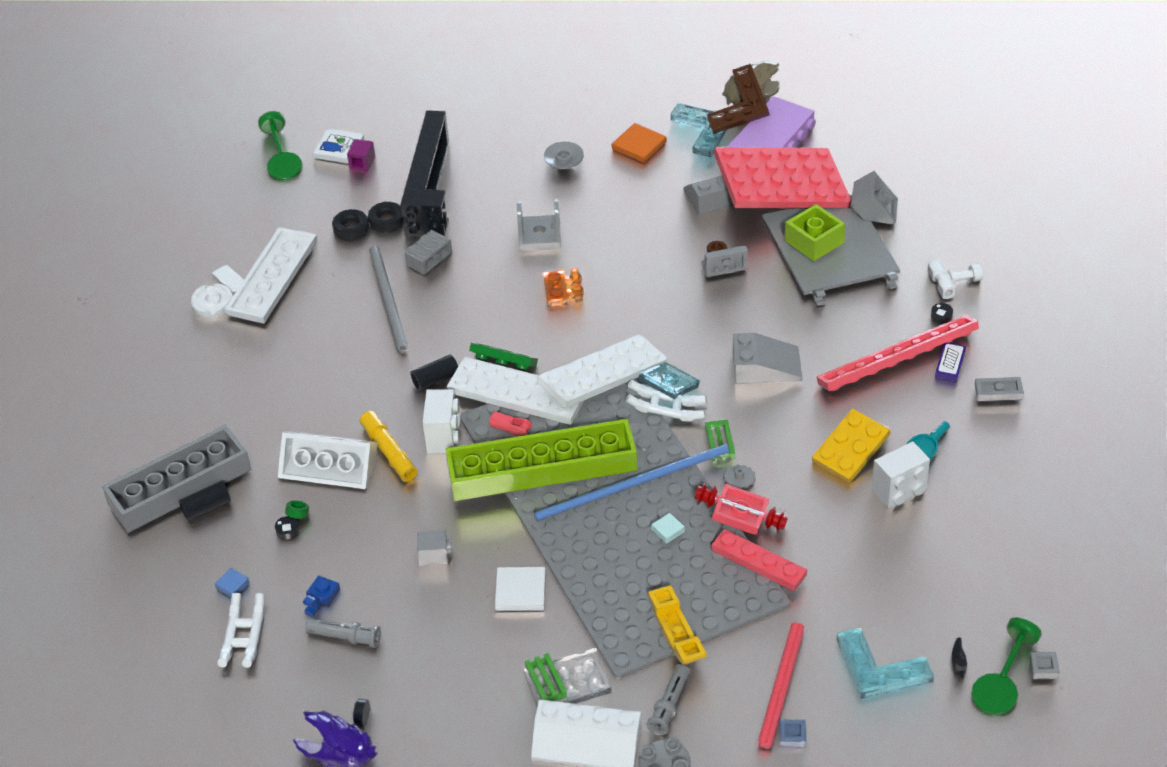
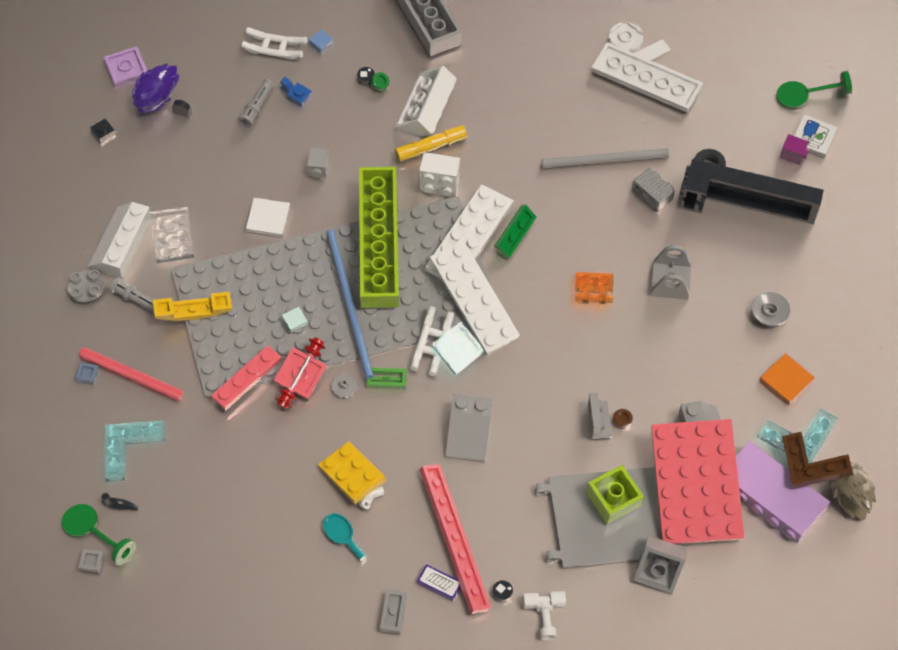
camera: 95 degrees right, 15 degrees up
(204, 501) = (401, 24): black pin -> none
(352, 233) = (703, 127): black tyre -> none
(434, 372) = (504, 180): black pin -> none
(510, 424) = (431, 223): coral bar -> none
(539, 663) = (171, 215): bright green tile -> none
(900, 475) = (300, 497): white brick -> none

